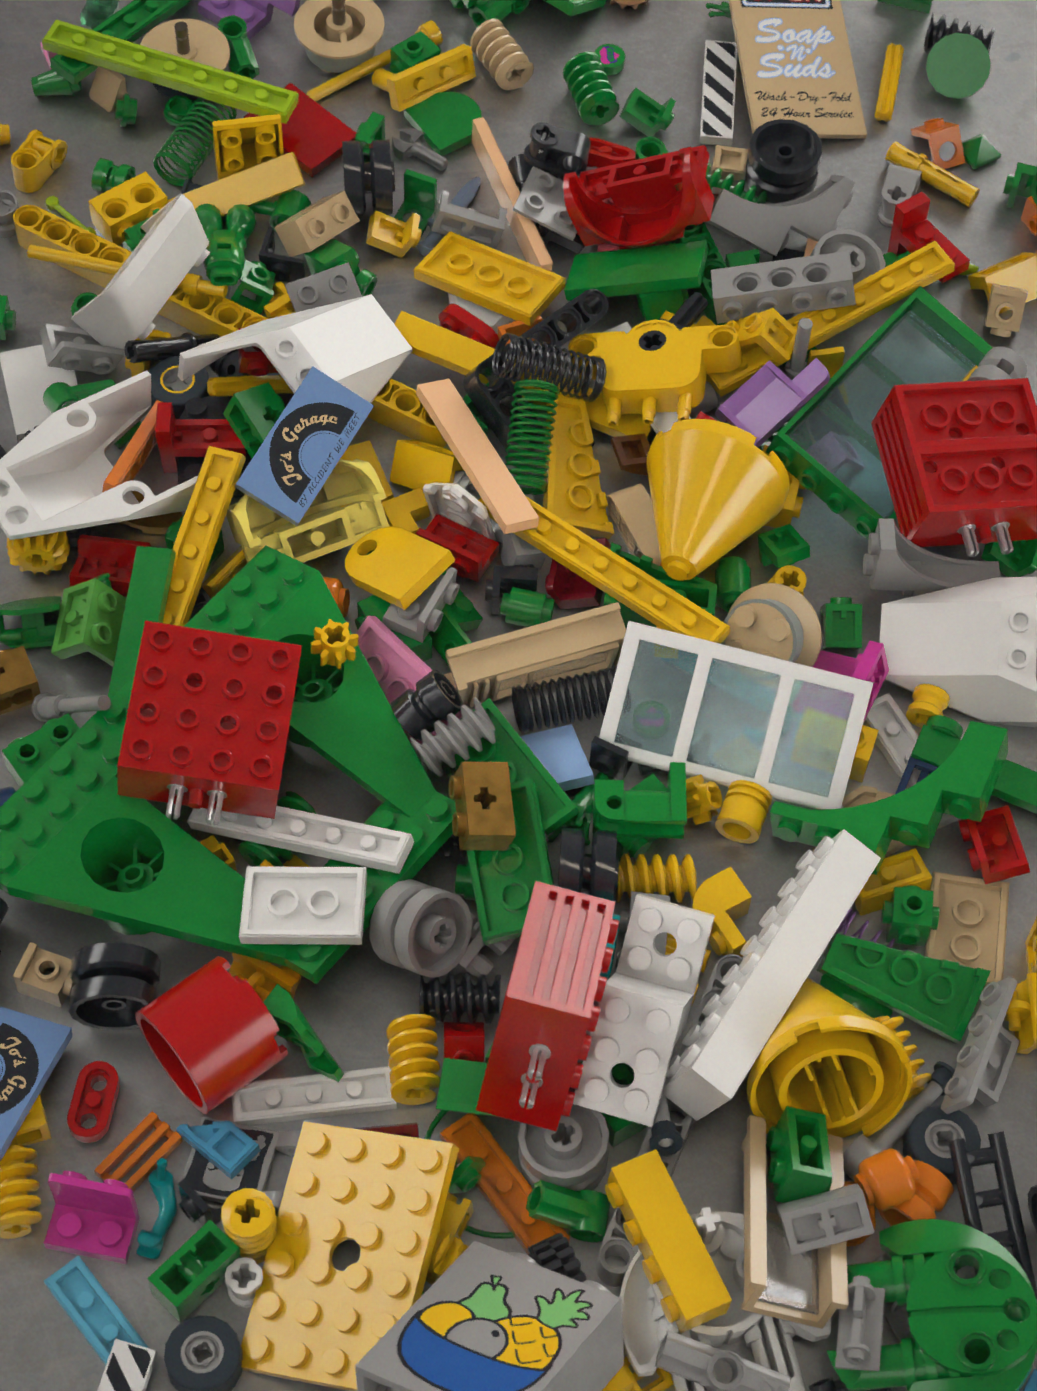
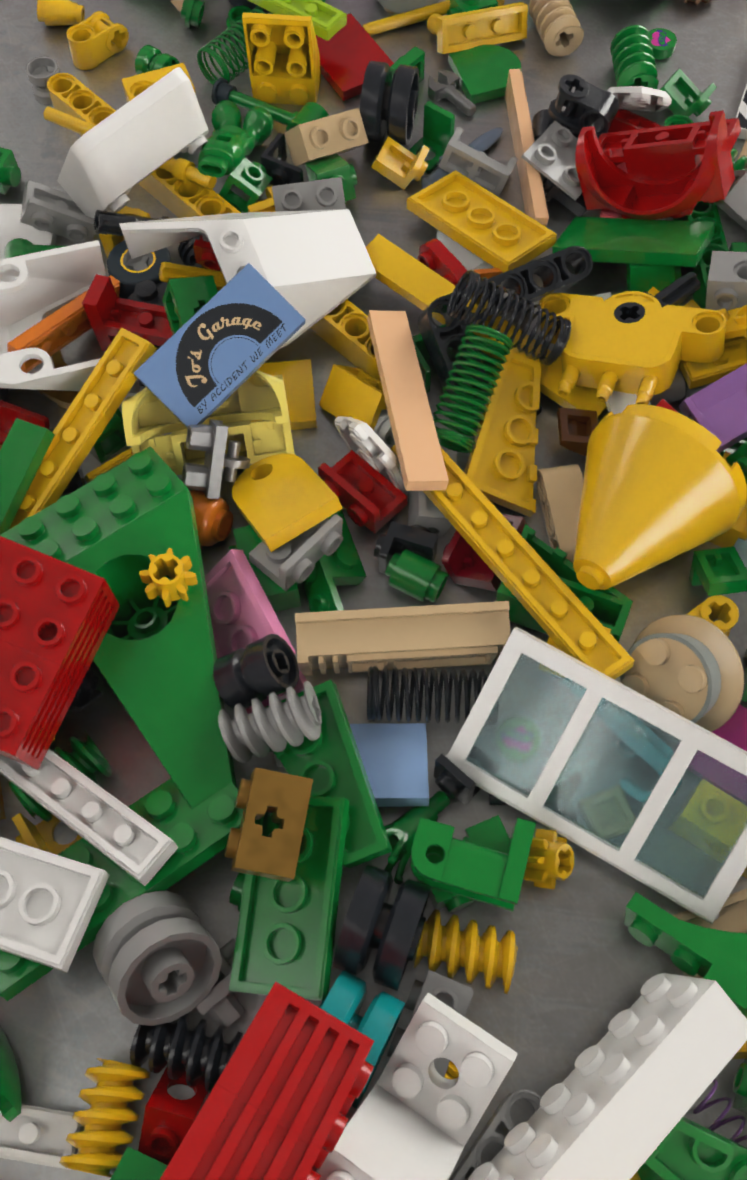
camera: 20 degrees right, 5 degrees up
(52, 203) = (99, 83): lime hinge -> none
(250, 185) = (271, 91): yellow tile -> none
(327, 542) = (213, 440): none -> flat silver hips
(366, 282) = (358, 204): green tile -> none
(406, 510) = (318, 441): yellow piece -> none
(604, 128) = (641, 98): none -> white tile
(728, 901) = (530, 1004): yellow brick -> none
(732, 580) = (651, 598): green brick -> none
(743, 811) = (595, 888): yellow piece -> none

